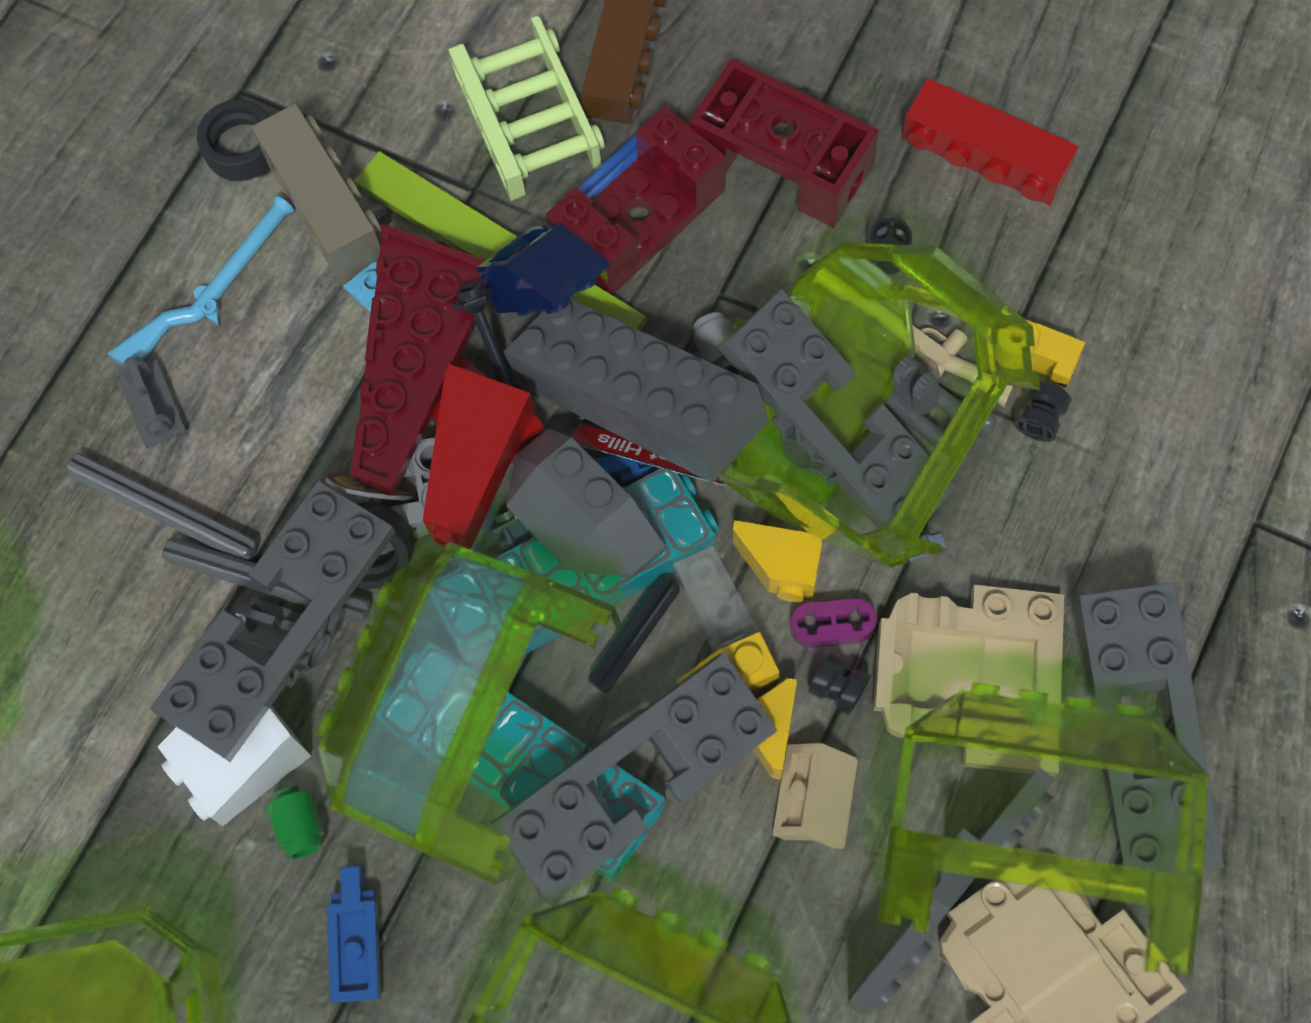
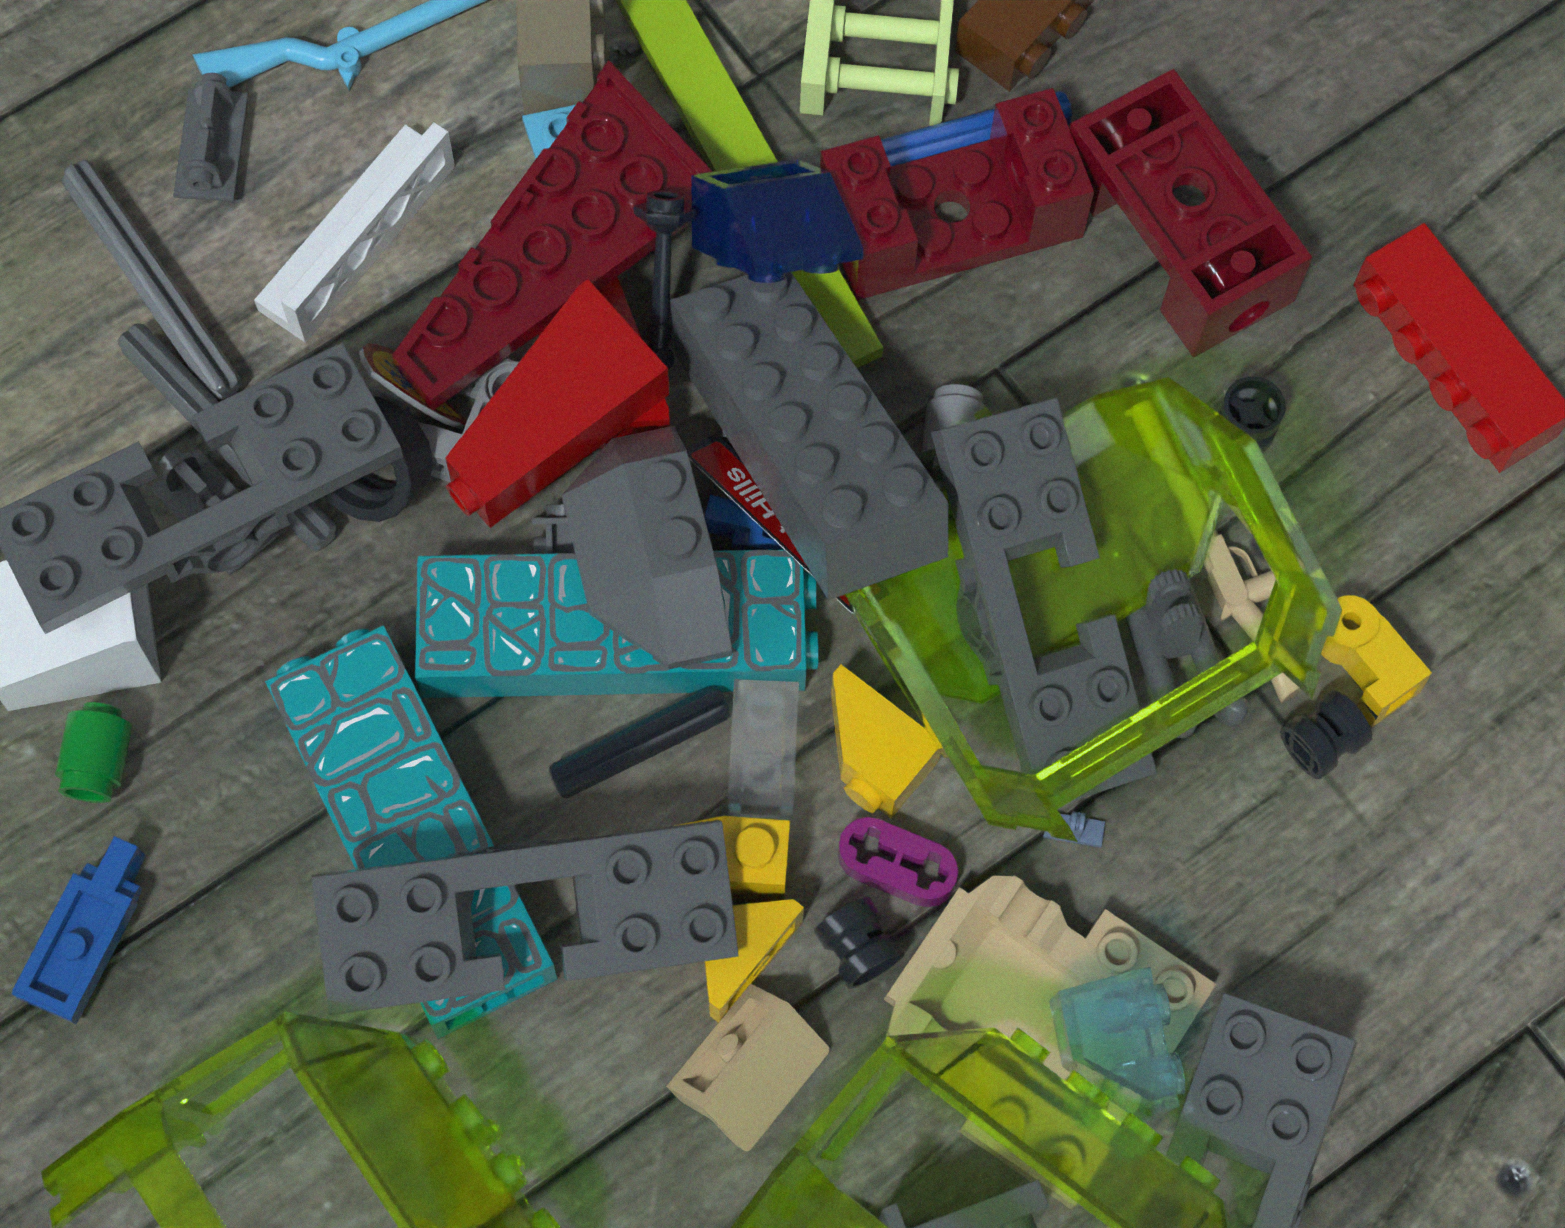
camera: 20 degrees right, 0 degrees up
(276, 410) = (357, 230): none -> white fence
(431, 693) = (323, 676): windscreen -> none
(1036, 657) = (1118, 1041): none -> clear light blue slope

